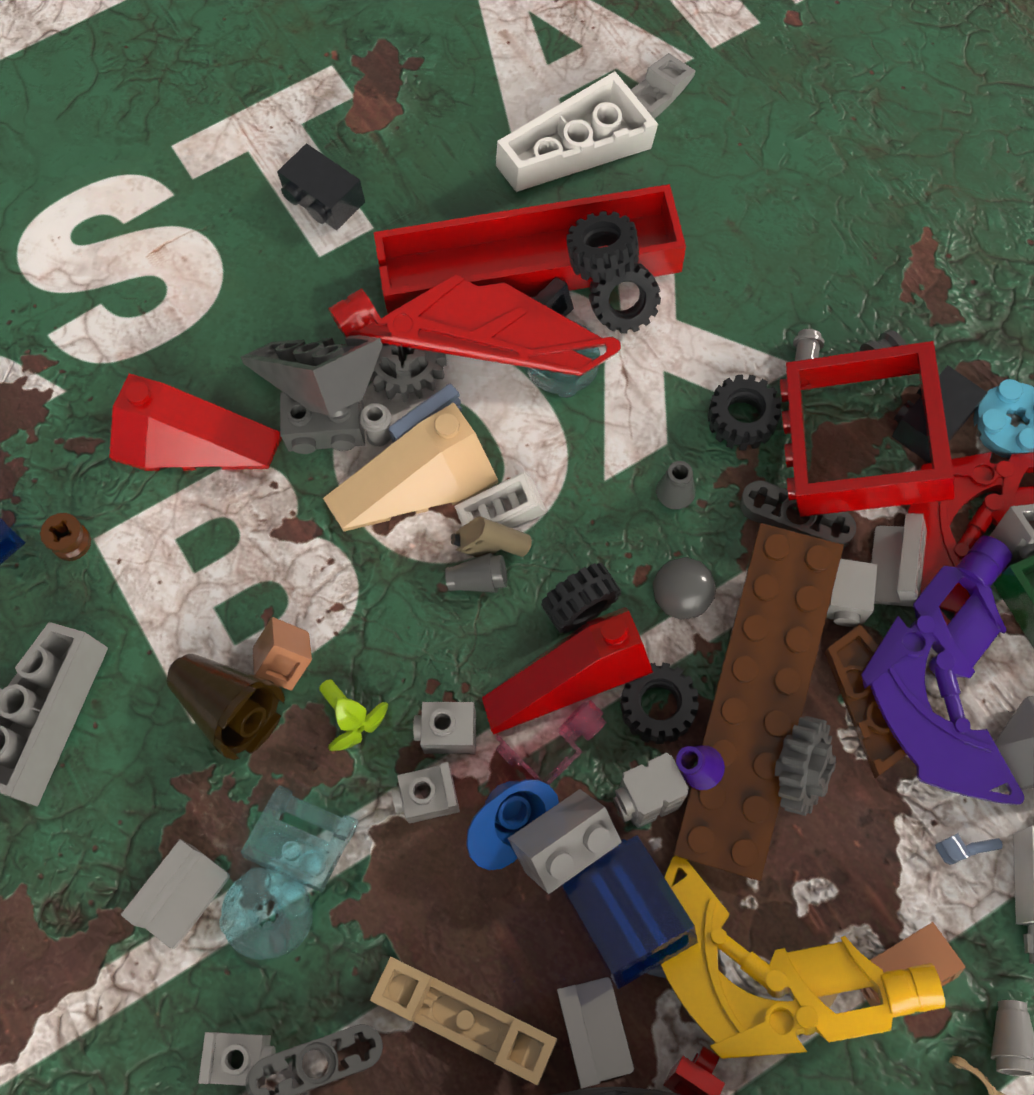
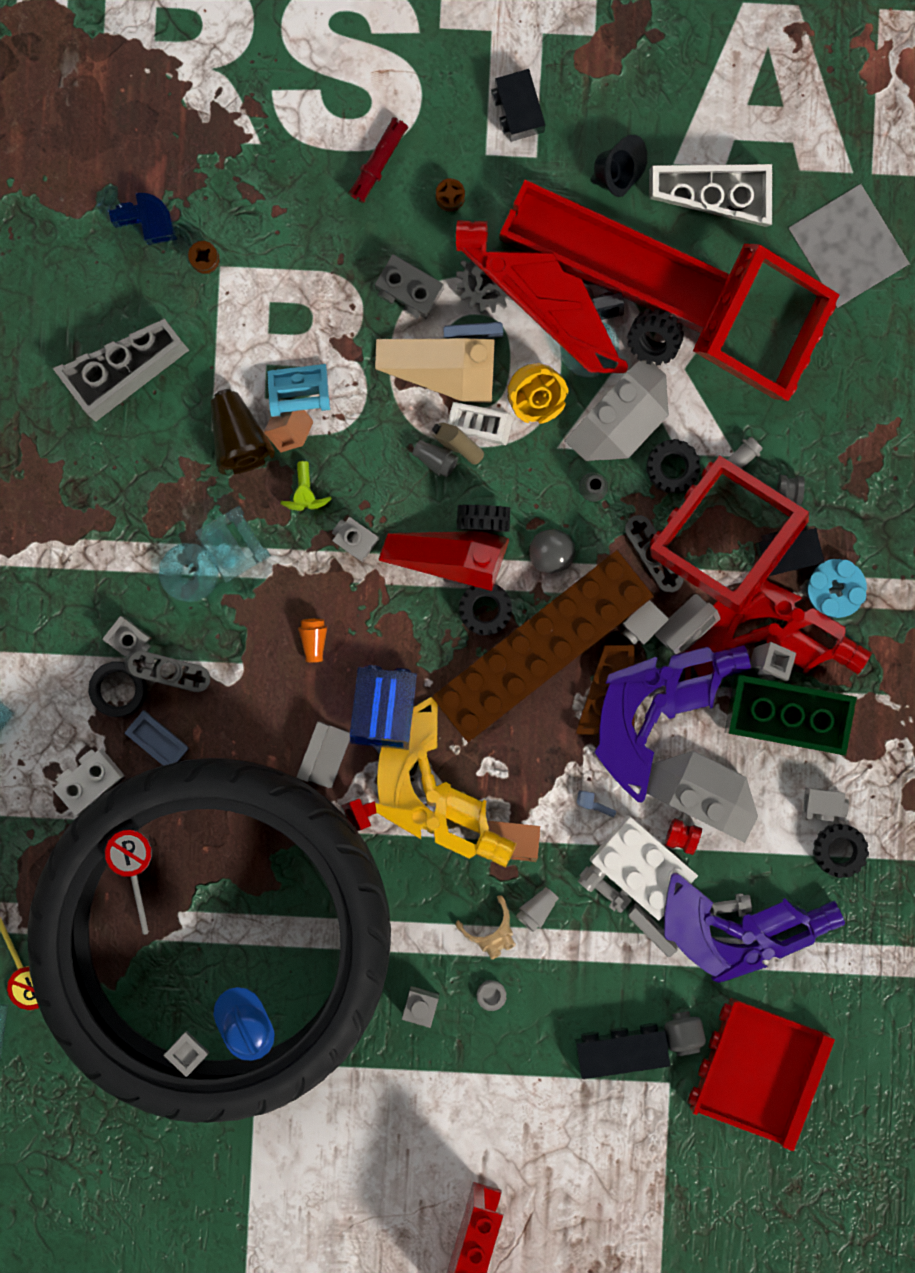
camera: 30 degrees right, 20 degrees up
(170, 428) = (312, 229): red wedge -> none
(176, 894) = (146, 528): light grey panel -> none
(205, 336) = (372, 169): none -> dark red pin
(266, 602) = (295, 383): none -> medium azure plate
(310, 299) = (450, 188): none -> reddish brown wheel
(320, 373) = (424, 260): dark grey wedge -> none
(376, 421) = (443, 308): light grey pin -> none
(439, 803) = (326, 576): light grey brick -> none
(463, 176) = (621, 166): none -> black piece
(464, 1020) = (259, 701): tan slope -> none
(478, 888) = (313, 638): none -> orange cone
(505, 813) = (354, 618): blue piece -> none
(541, 427) = (537, 393): none -> yellow cylinder
(564, 840) = (375, 649): light grey brick -> none
(583, 721) = (430, 591): clear pink piece -> none
(599, 231) = (663, 288): black tyre -> none
(650, 791) = (439, 655): light grey brick -> none
(651, 402) = (623, 416): none -> light grey wedge
(663, 84) = (806, 183): light grey slope -> none
(681, 218) = (730, 303): none -> red window
(708, 770) = (476, 662): dark purple cone -> none
(743, 116) = (849, 245): none -> flat silver sticker
(805, 765) = (535, 701): dark grey gear -> none

